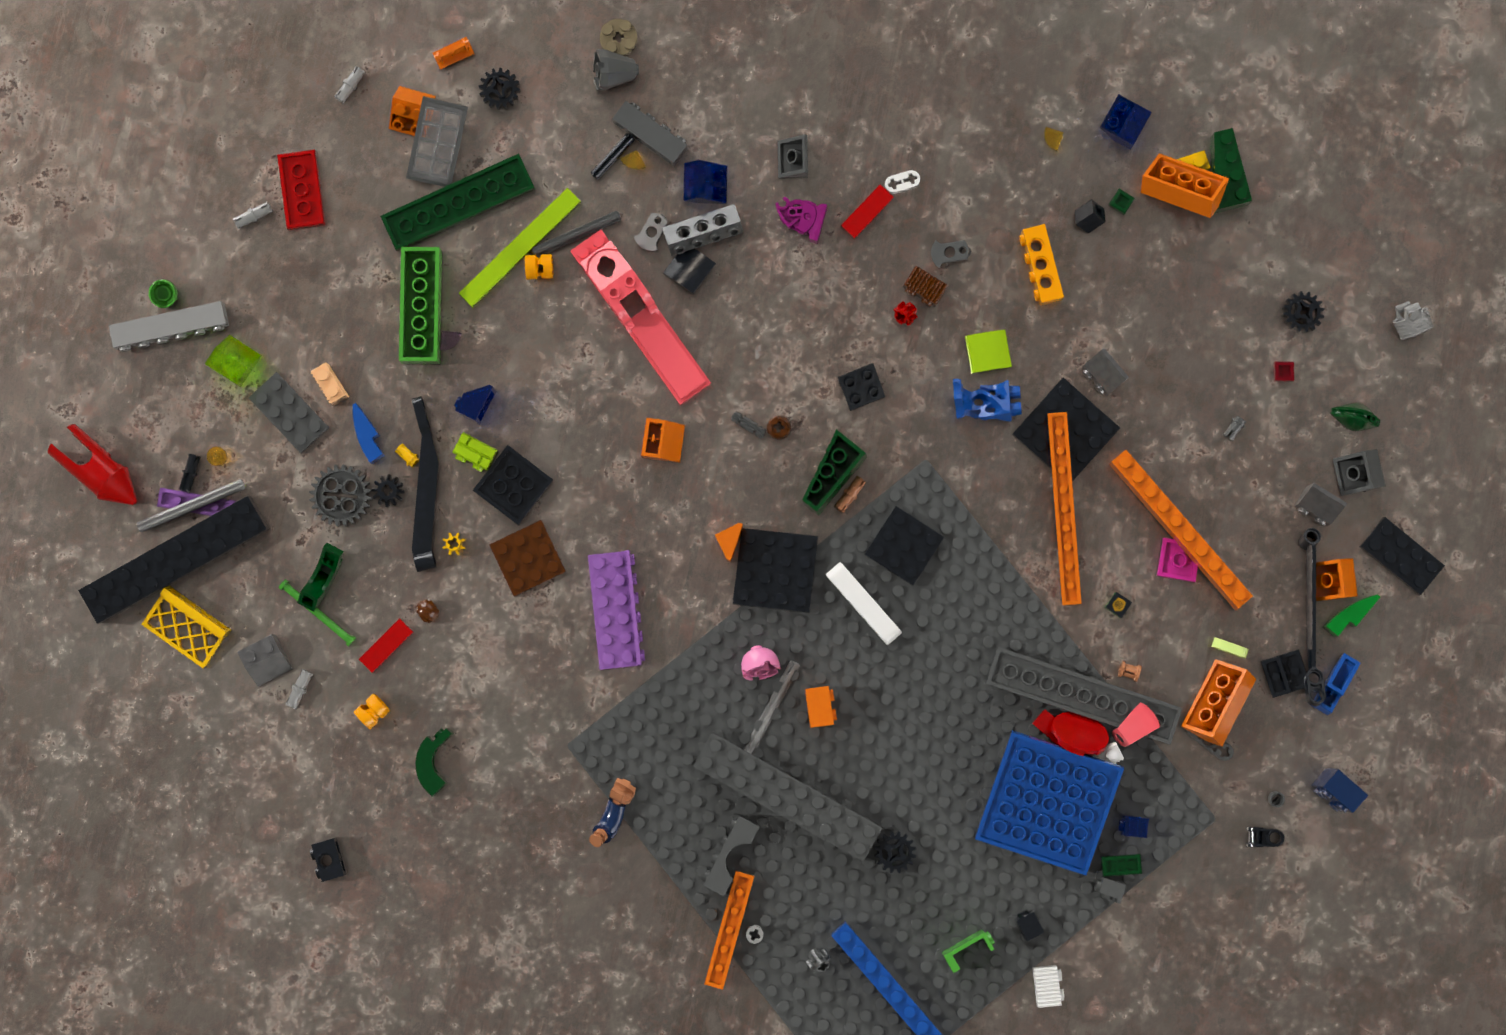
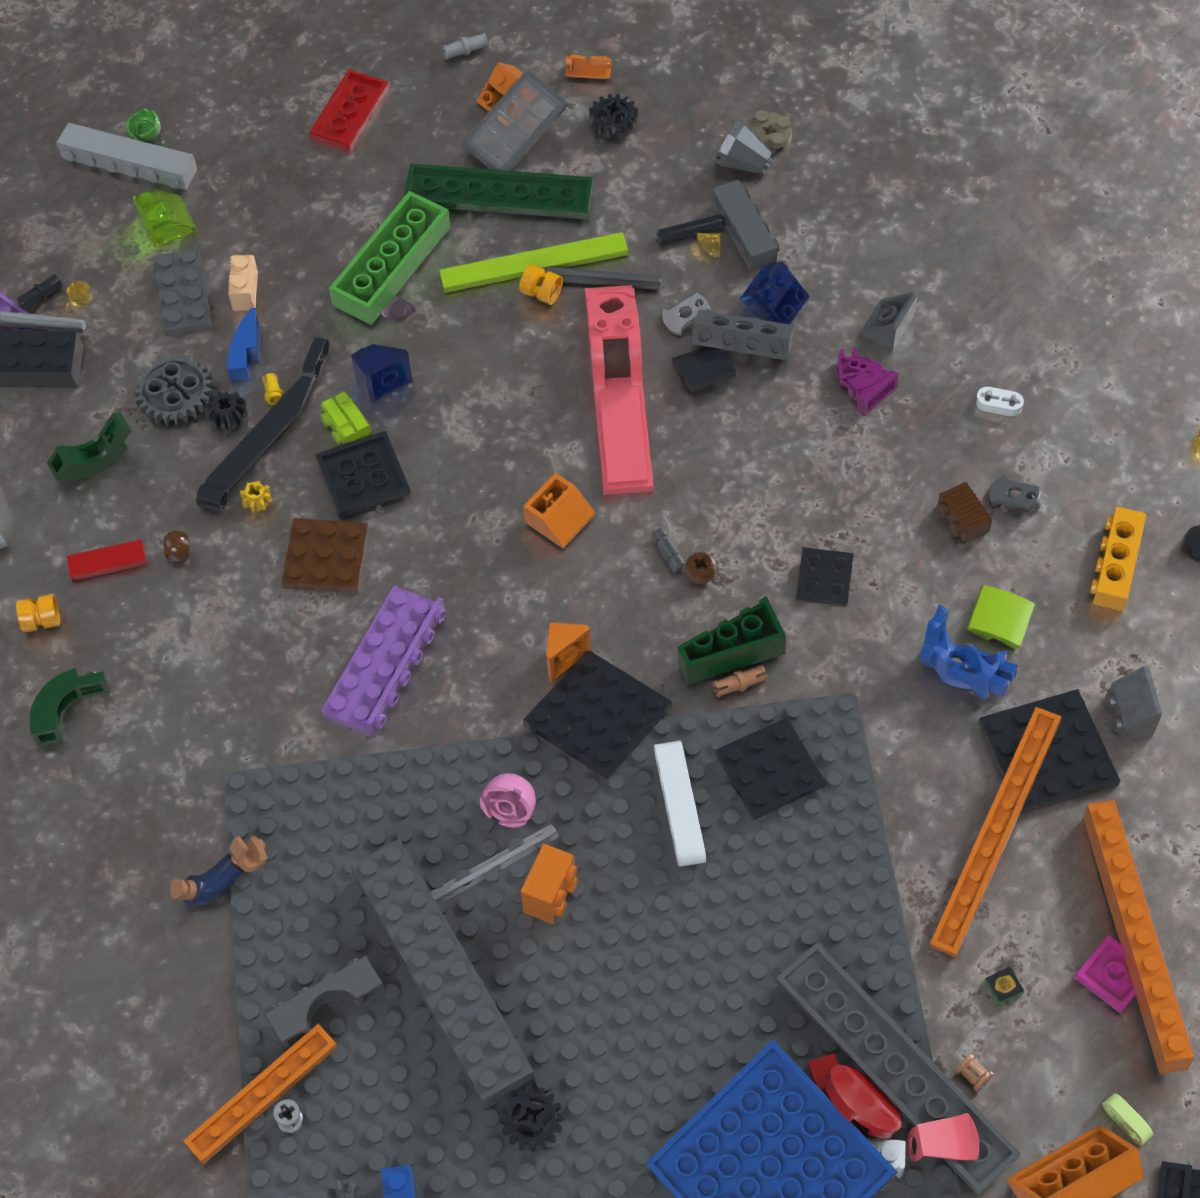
camera: 30 degrees right, 25 degrees down
(252, 215) = (284, 106): light grey pin -> none
(319, 614) = (72, 534): bright green bar -> none
(867, 211) = (941, 410): red tile -> none
(905, 313) = (923, 526): red gear -> none

